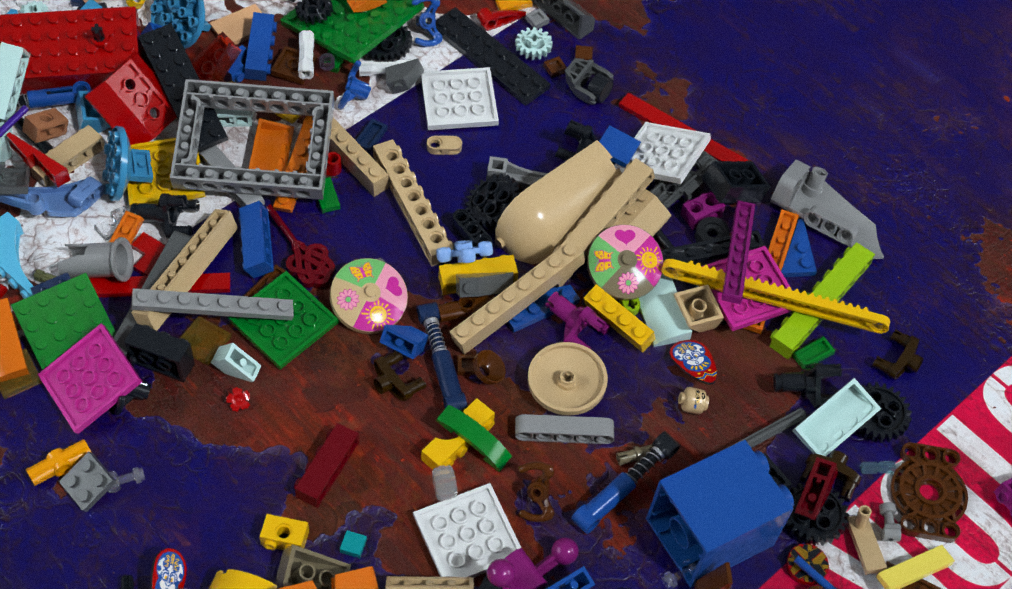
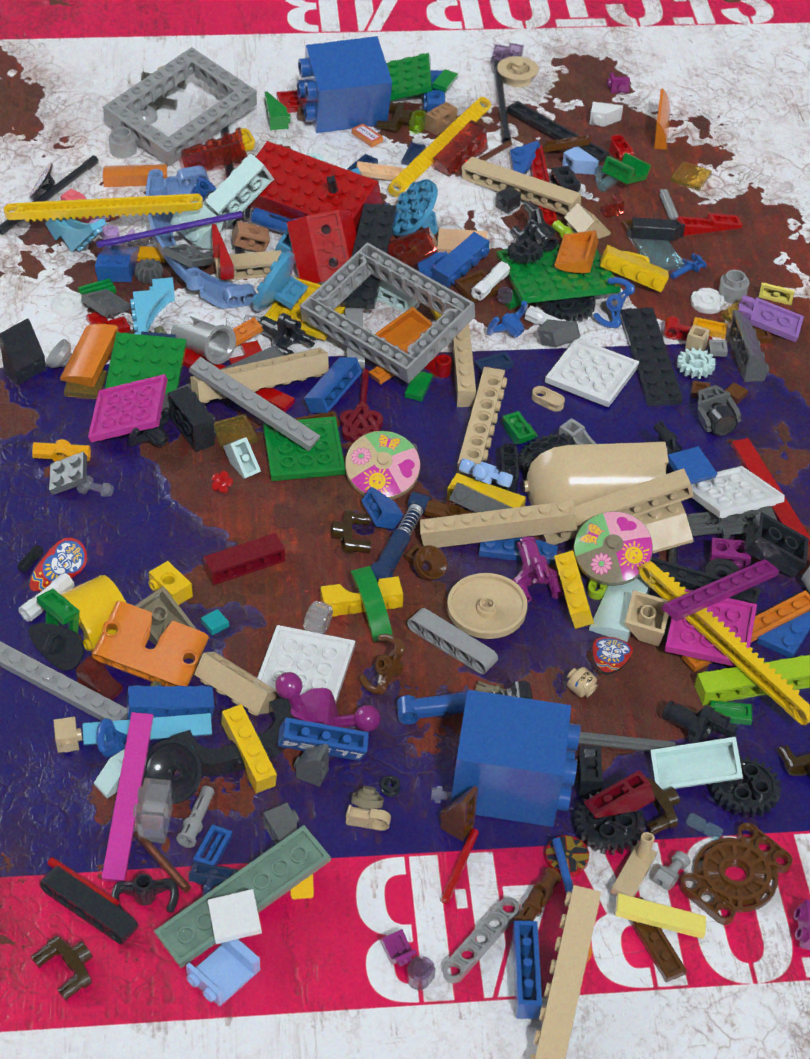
camera: 40 degrees right, 10 degrees down
(446, 190) = (518, 428): none -> green slope
(519, 20) = (697, 338): none -> tan brick

